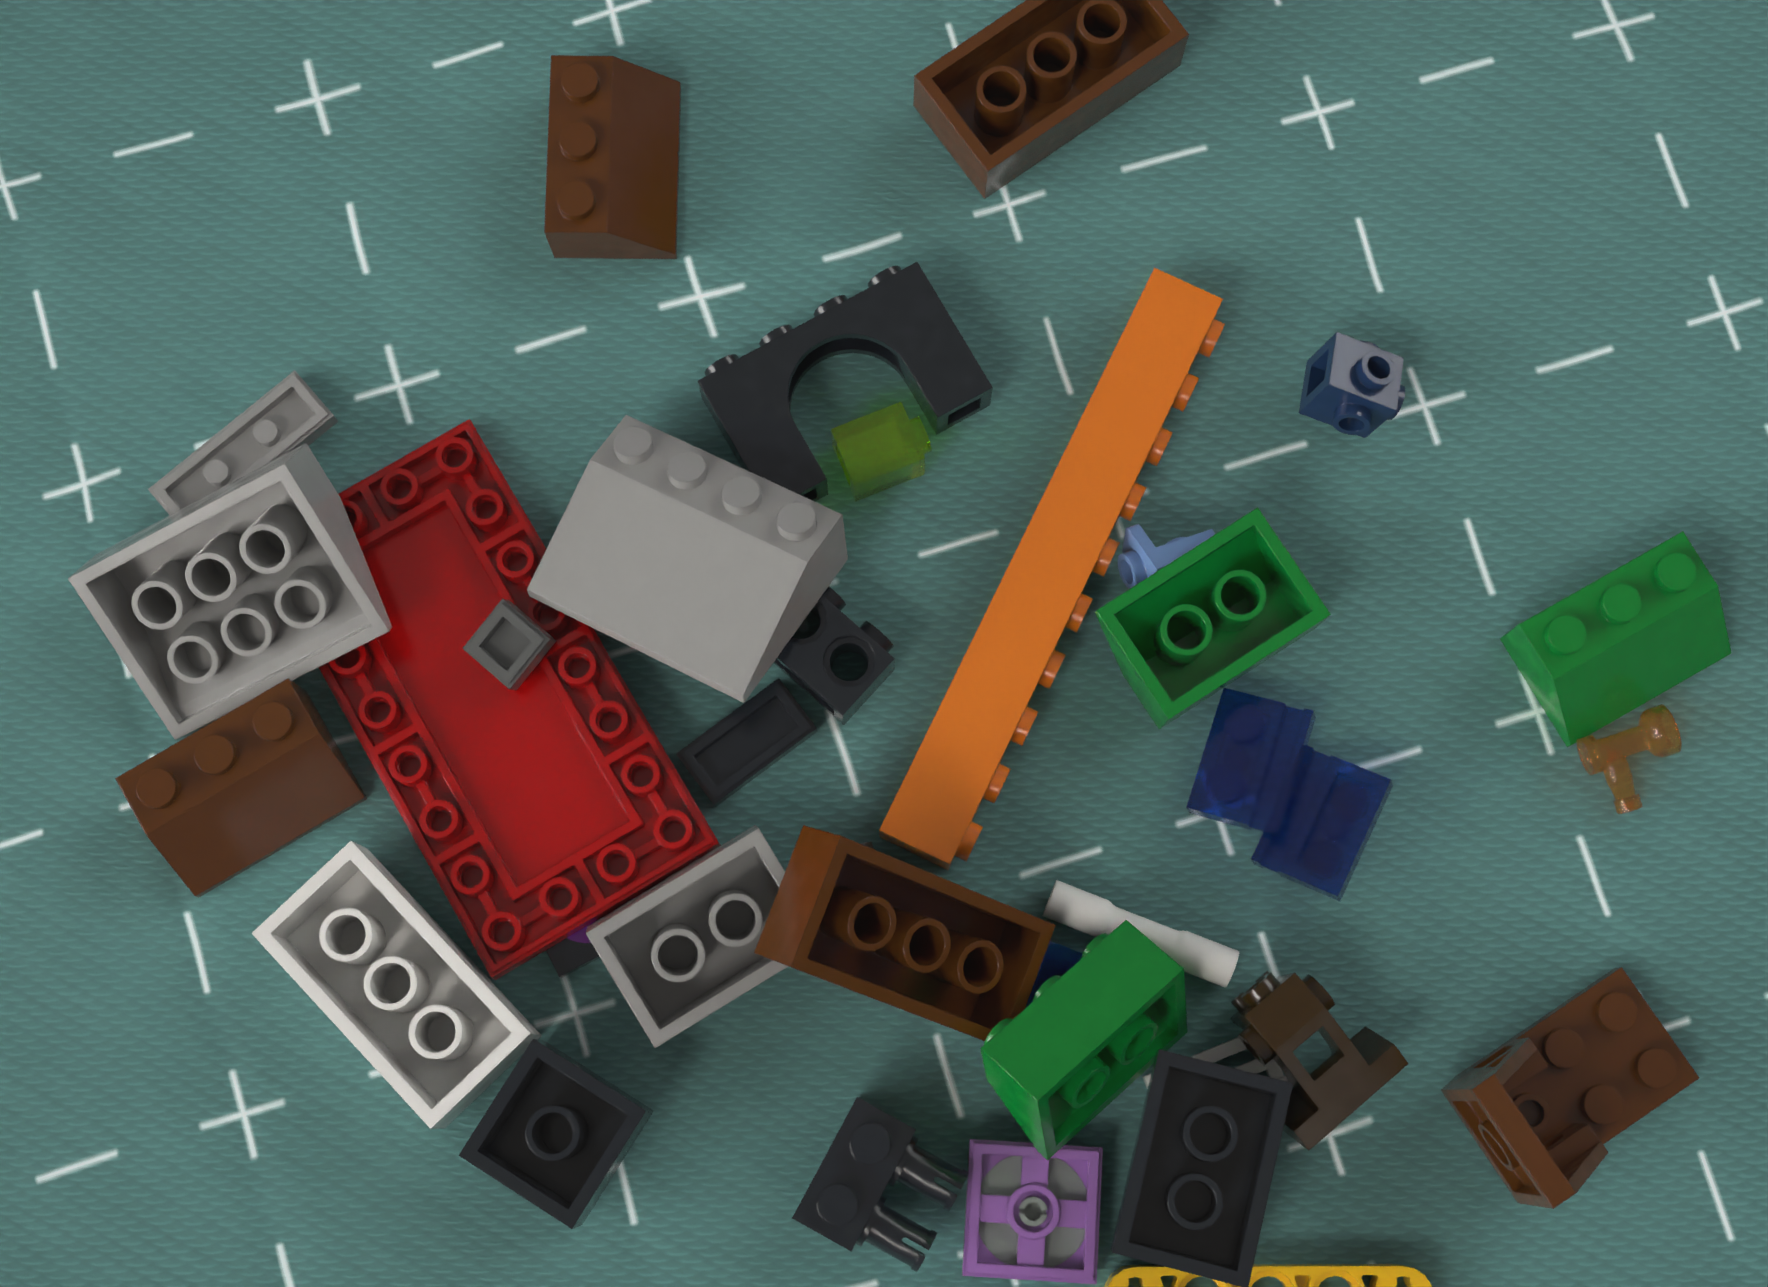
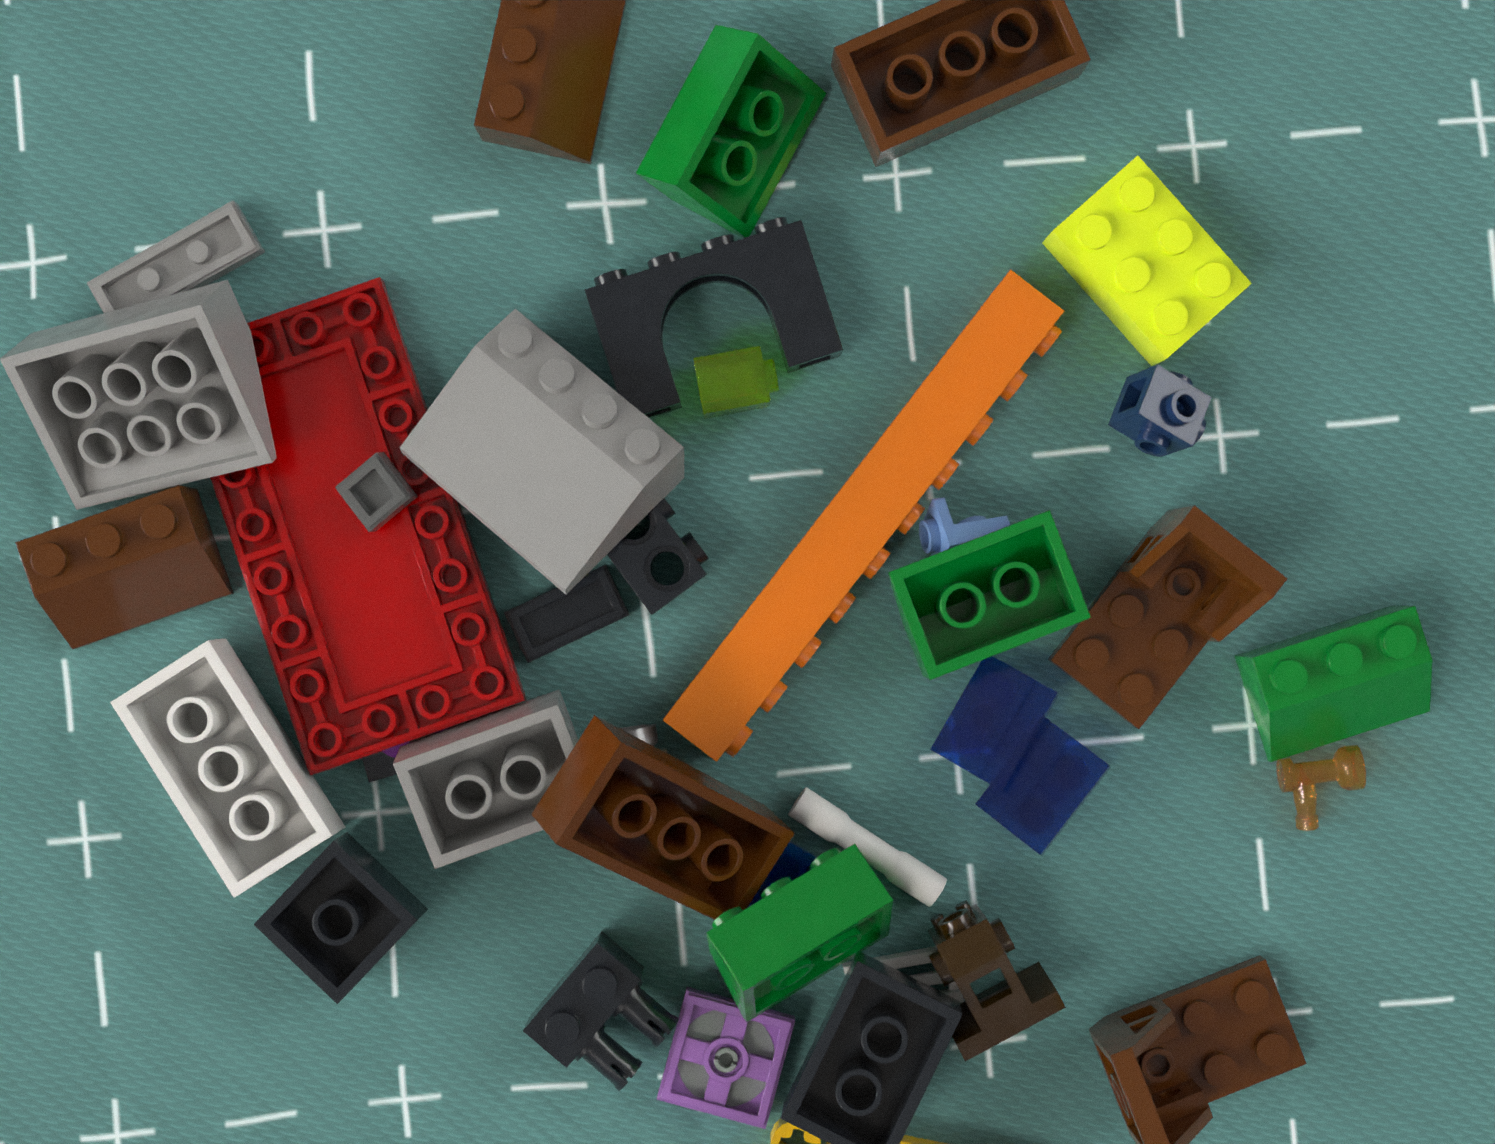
camera: 15 degrees right, 10 degrees up
(822, 189) = (732, 130): none -> green slope
(1297, 234) = (1146, 262): none -> neon yellow brick
(1409, 596) = (1161, 608): none -> reddish brown bracket

